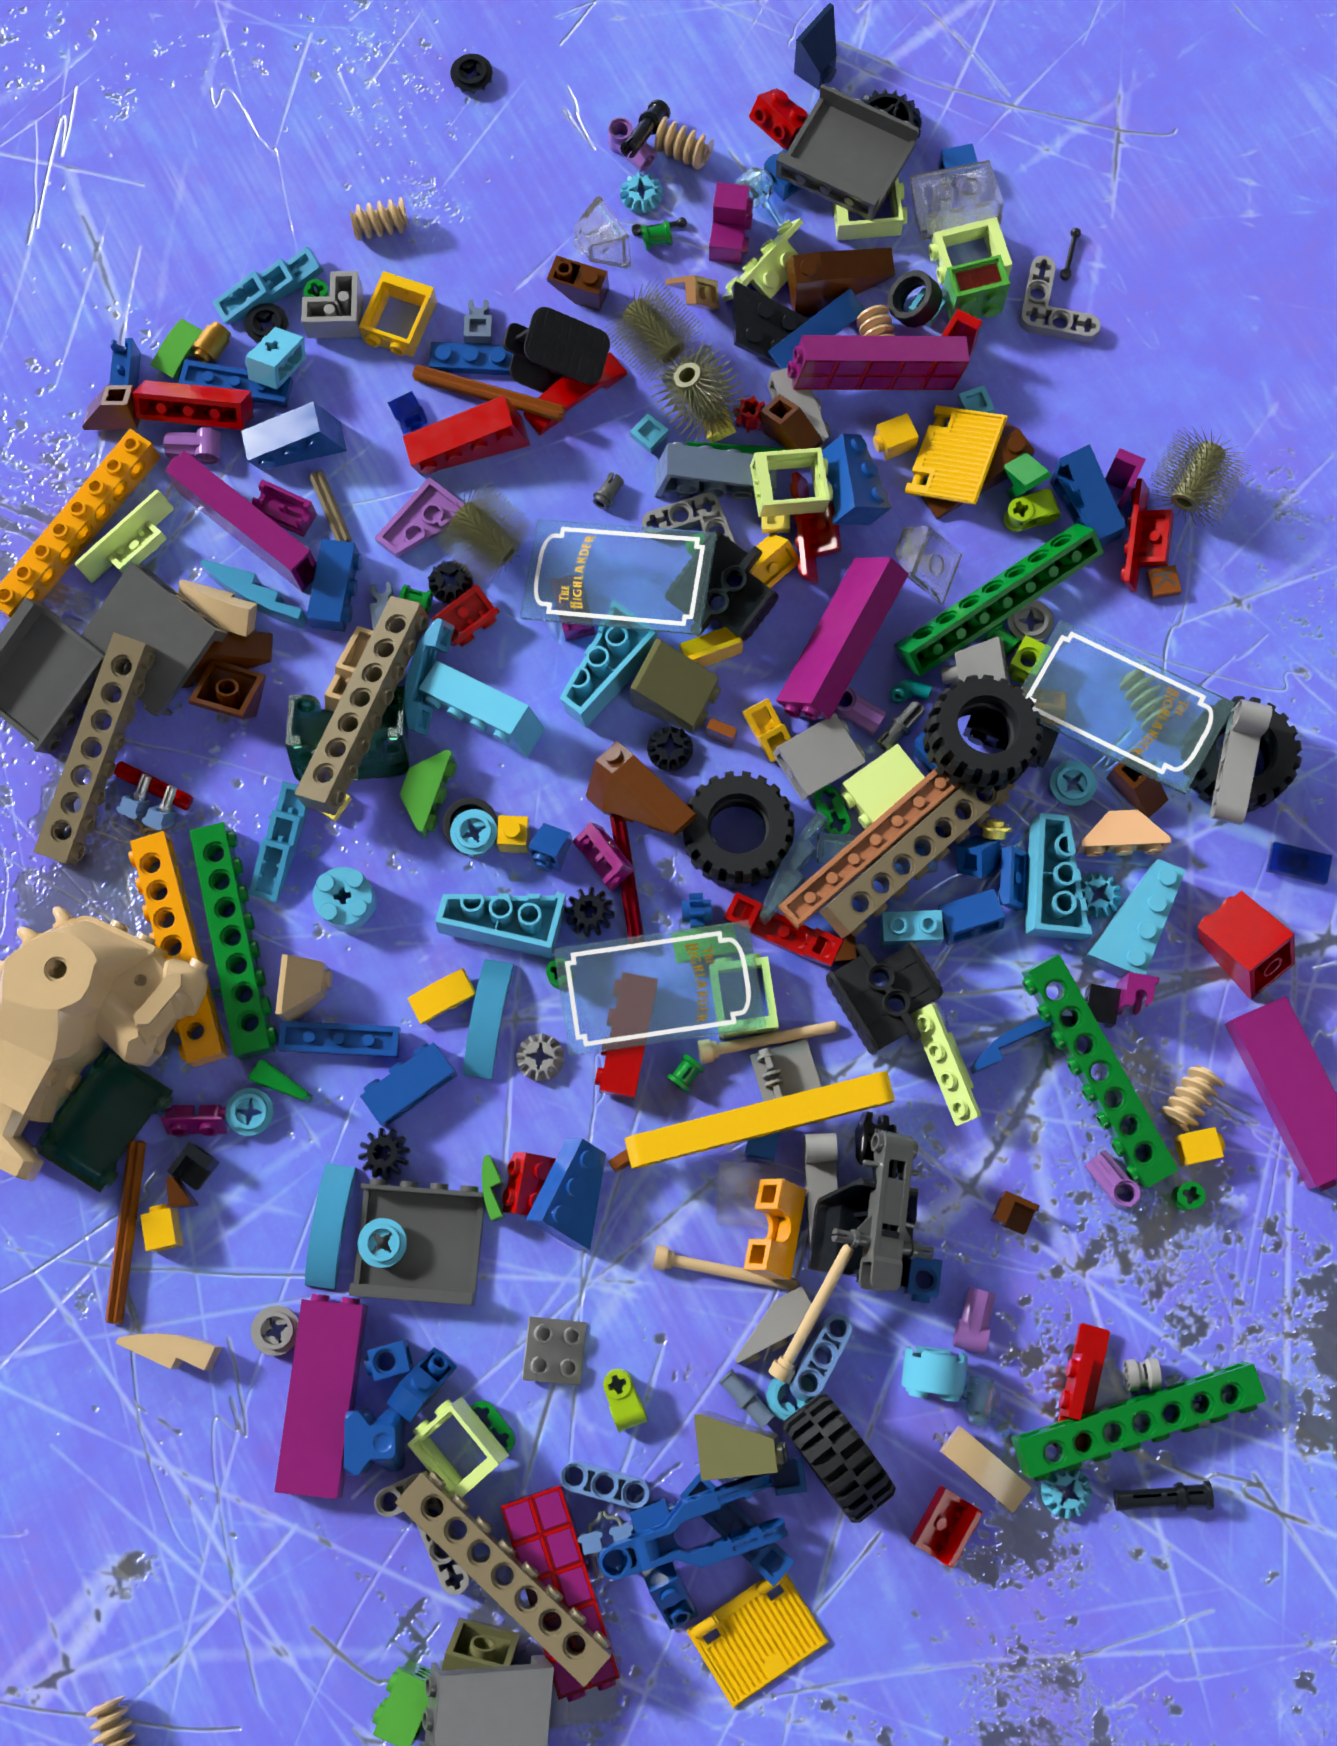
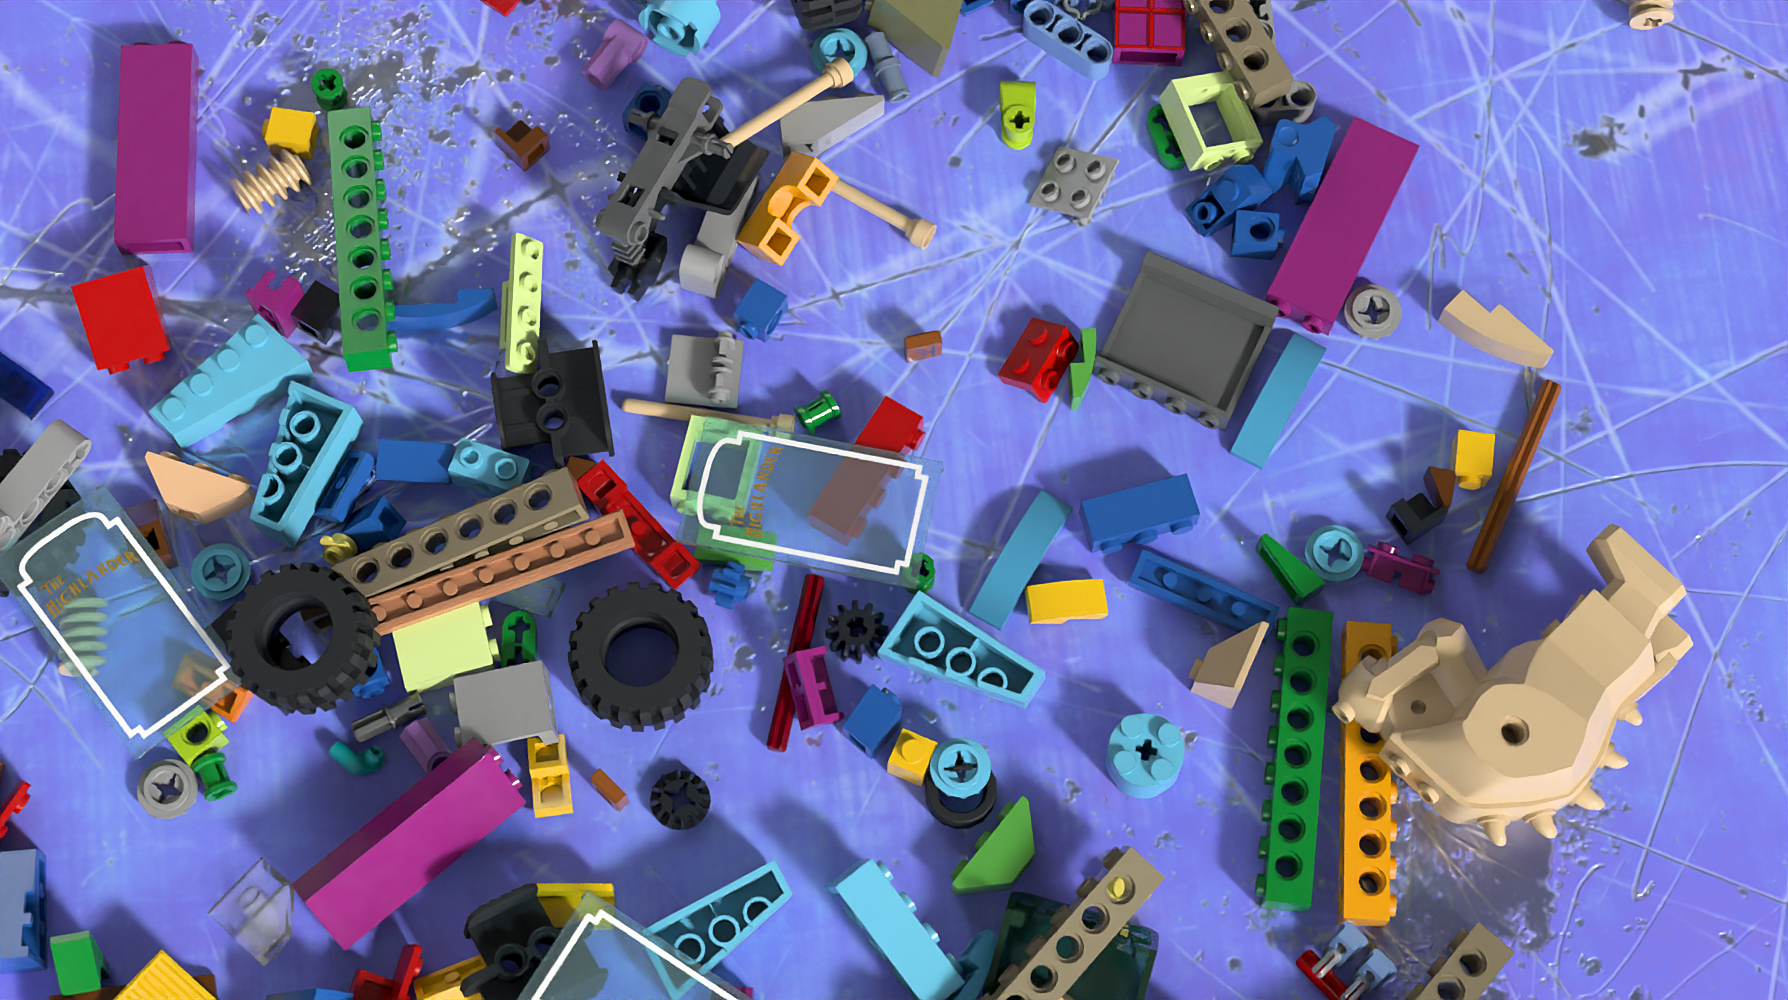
camera: 165 degrees left, 5 degrees down
(102, 1118) = (1516, 595): windscreen -> none
(279, 845) = (1200, 862): dark azure slope -> none
(367, 1243) = (1230, 338): medium azure gear -> none
(388, 1142) = (1198, 439): black gear -> none
(549, 1067) = (983, 508): light grey gear -> none
(571, 1194) = (996, 325): blue wedge -> none
(630, 790) = (750, 746): reddish brown wedge -> none
(674, 688) = (644, 862): olive slope -> none
(738, 1192) = (807, 270): clear slope -> none
(759, 1119) = (756, 316): yellow beam -> none
(788, 874) = (605, 572): clear light blue slope -> none
(831, 1346) = (798, 55): medium blue beam -> none
(979, 659) = (261, 742): light grey torso -> none
(998, 599) = (191, 824): green brick -> none
(1035, 509) = (98, 923): lime piece -> none
(1100, 908) = (252, 452): medium azure gear -> none
(1110, 1177) = (400, 133): medium lavender piece -> none

